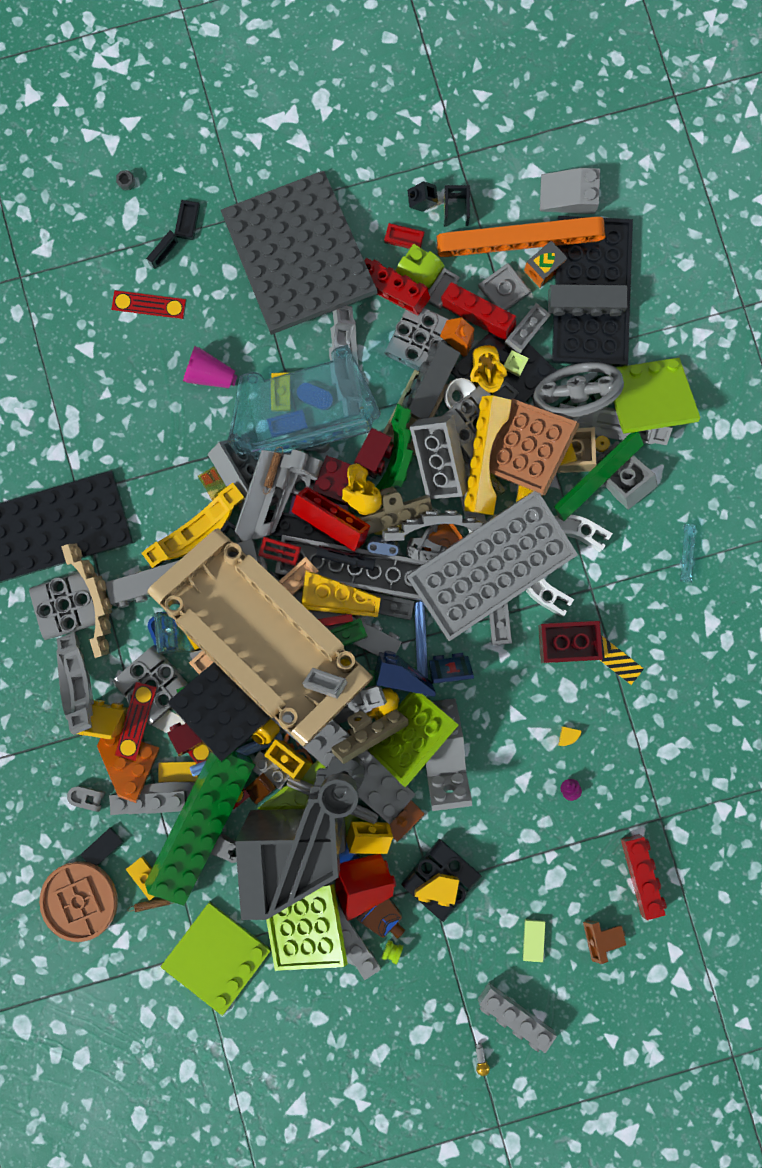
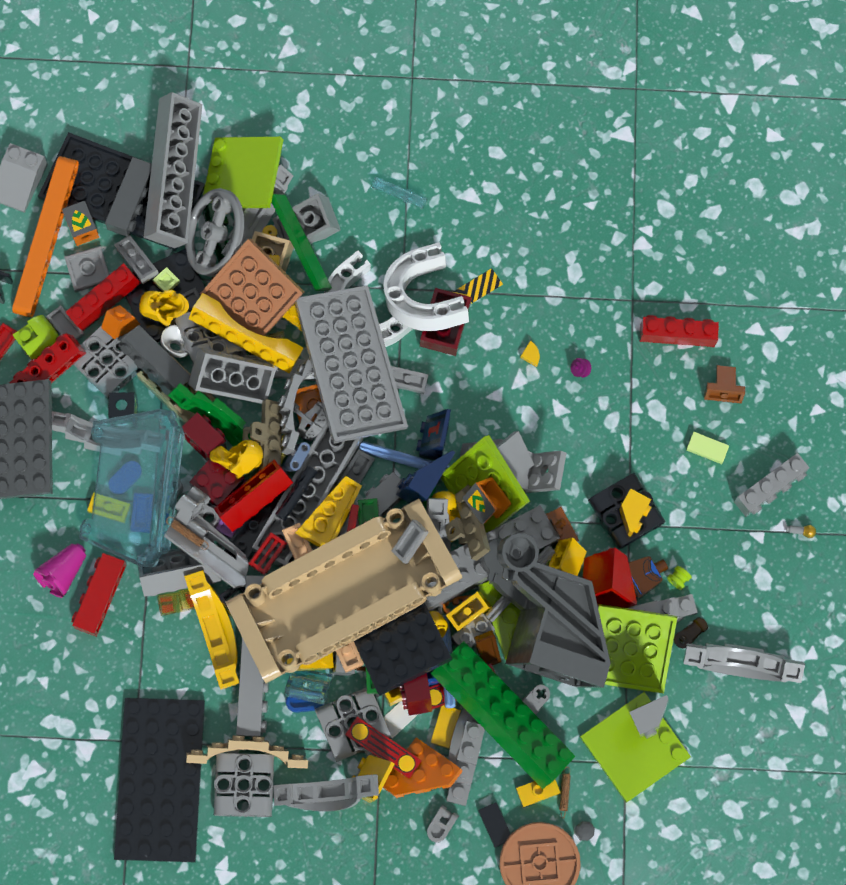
camera: 80 degrees left, 10 degrees down
(121, 934) = (584, 831): none -> dark grey tile
(195, 412) = (99, 594): none -> red brick
(234, 971) = (649, 717): none -> light grey slope
(330, 1043) = (743, 662): none -> light grey piece
(343, 979) = (690, 633): none -> dark brown piece
(380, 377) = (129, 397): none -> black piece
(394, 743) = (486, 499): none -> piece
(452, 755) = (515, 454): none -> light grey tile
(563, 608) = (412, 313): none -> white piece
(628, 328) = (173, 170): none -> light grey brick

